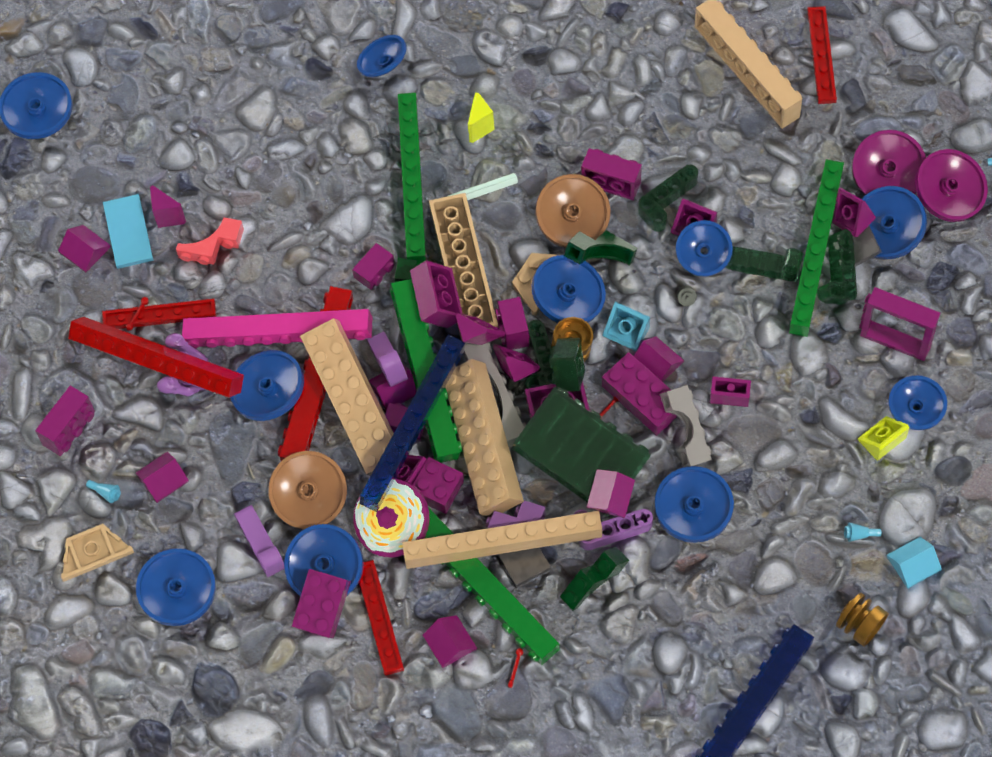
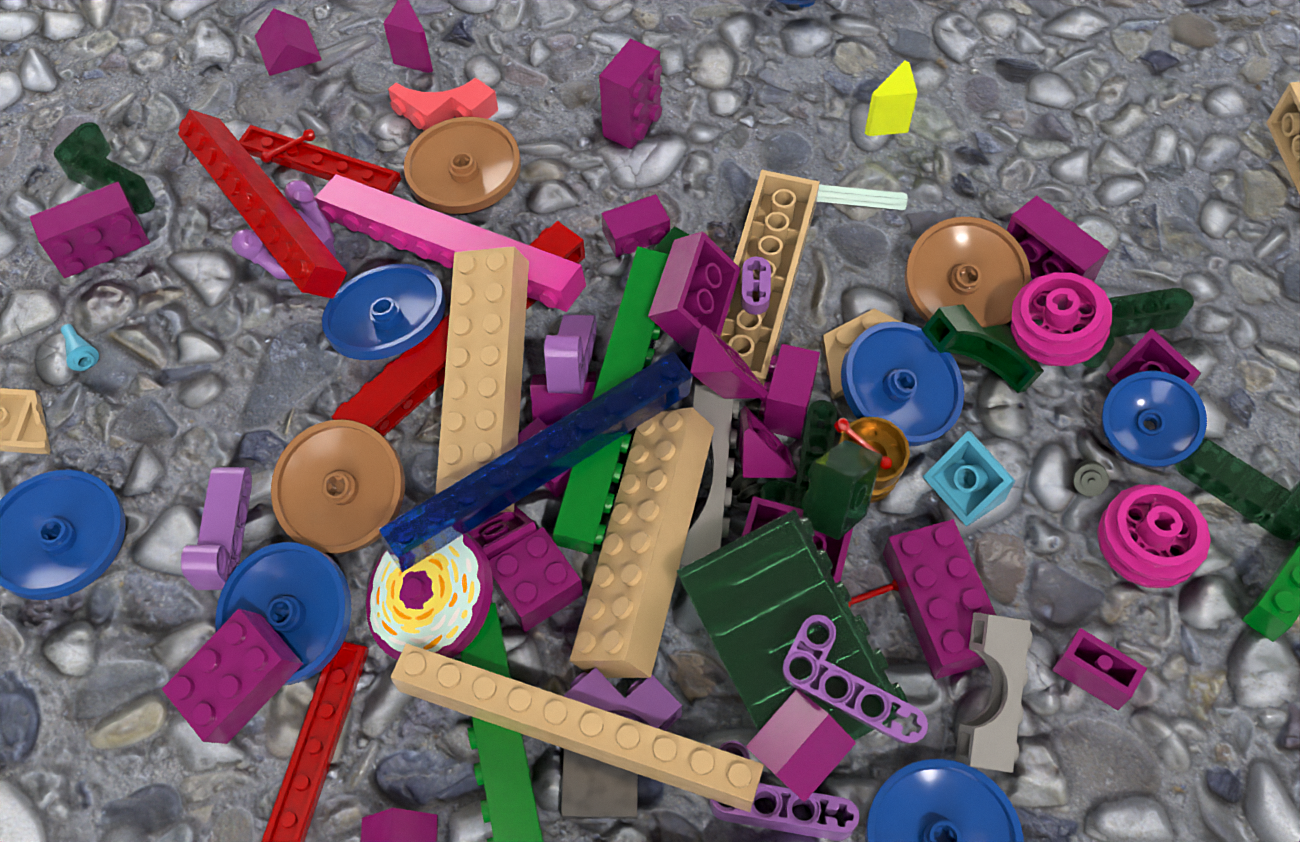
camera: 25 degrees right, 5 degrees down
(41, 382) = (85, 162): none -> clear green beam
(128, 231) = (350, 52): medium azure tile -> none
(162, 476) = (163, 369): magenta slope -> none
(252, 276) = (462, 165): none -> medium nougat dish
(328, 187) = (630, 93): none -> magenta brick
(411, 177) = (757, 138): green brick -> none
(461, 275) = (762, 285): none -> medium lavender beam
(551, 331) = (843, 425): none -> red hinge
(623, 455) = (855, 687): none -> medium lavender beam
(631, 200) = (1057, 303): none -> dark pink wheel
(658, 358) = (998, 553): magenta slope -> none
(729, 296) = (1164, 523): none -> dark pink wheel

